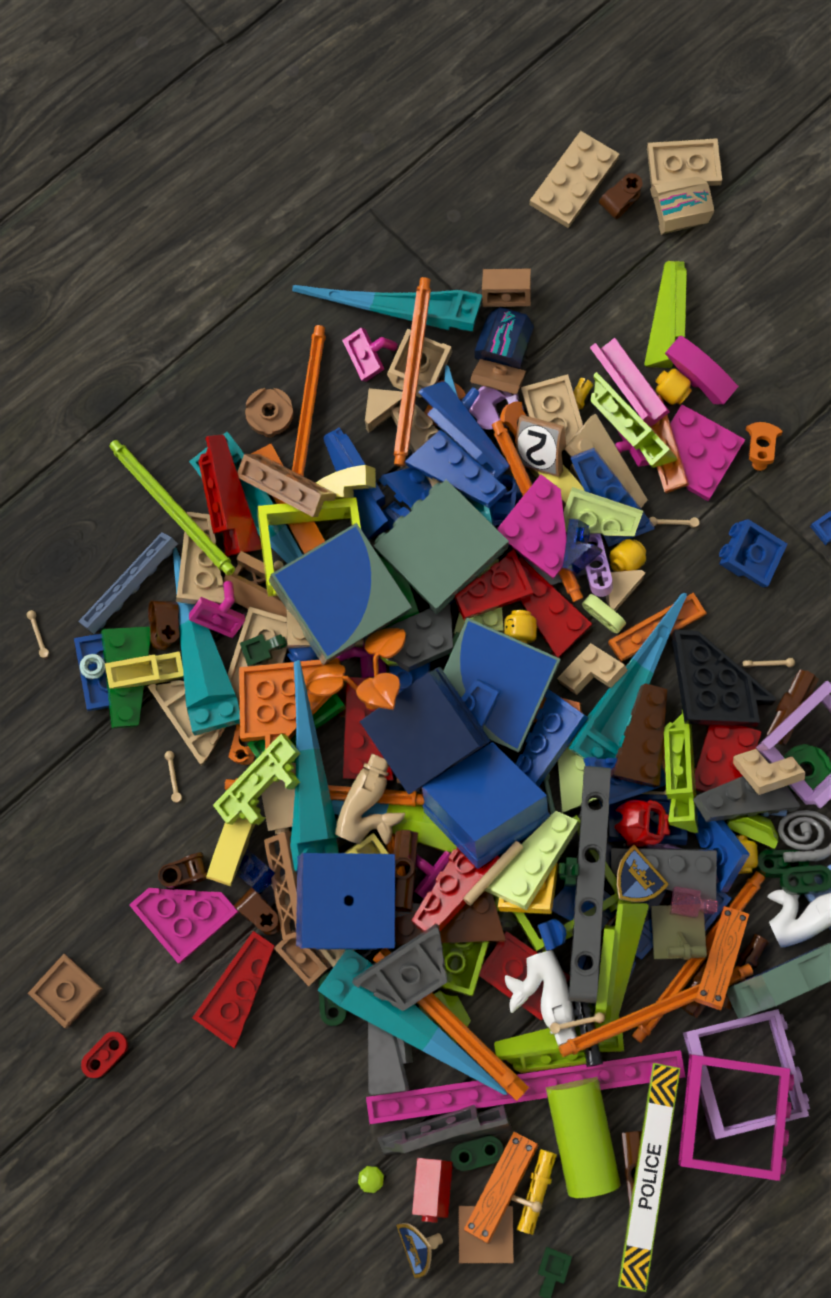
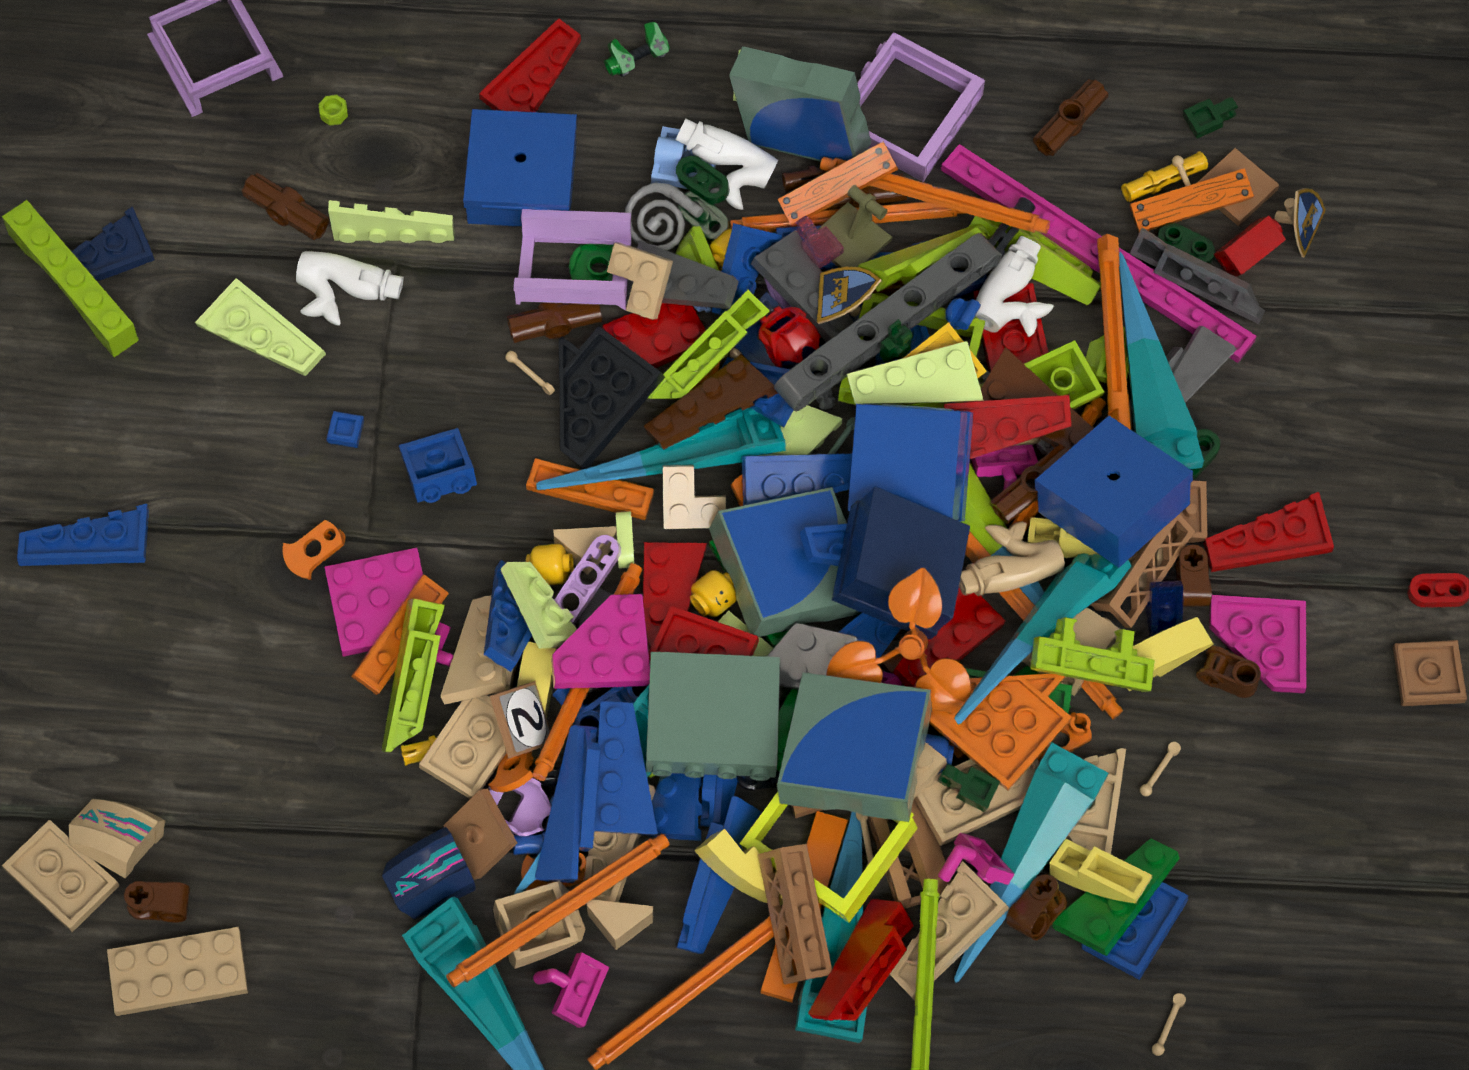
camera: 140 degrees left, 10 degrees down
(92, 659) = (1146, 917): light aqua plate -> none
(128, 583) = (1034, 984): sand blue plate -> none
(269, 425) = (742, 1039): medium nougat plate -> none
(370, 1179) = (1293, 302): lime tile -> none
(408, 972) = (1115, 390): dark grey wing -> none
(492, 873) = (962, 396): tan bar -> none
(510, 285) = (372, 915): medium nougat brick -> none
(577, 551) = (597, 590): clear blue slope -> none
(583, 1138) = (1089, 174): lime brick -> none
(599, 1018) = (1031, 254): tan hinge -> none
(631, 382) = (366, 711): fence -> none
(649, 1177) = (1064, 99): tile -> none
(668, 316) = (252, 744): lime wedge -> none
(673, 386) = (332, 671): yellow head -> none
(694, 522) = (453, 546): tan hinge -> none
(701, 370) = (292, 655): dark pink slope -> none
(783, 1111) = (979, 112): dark pink window -> none

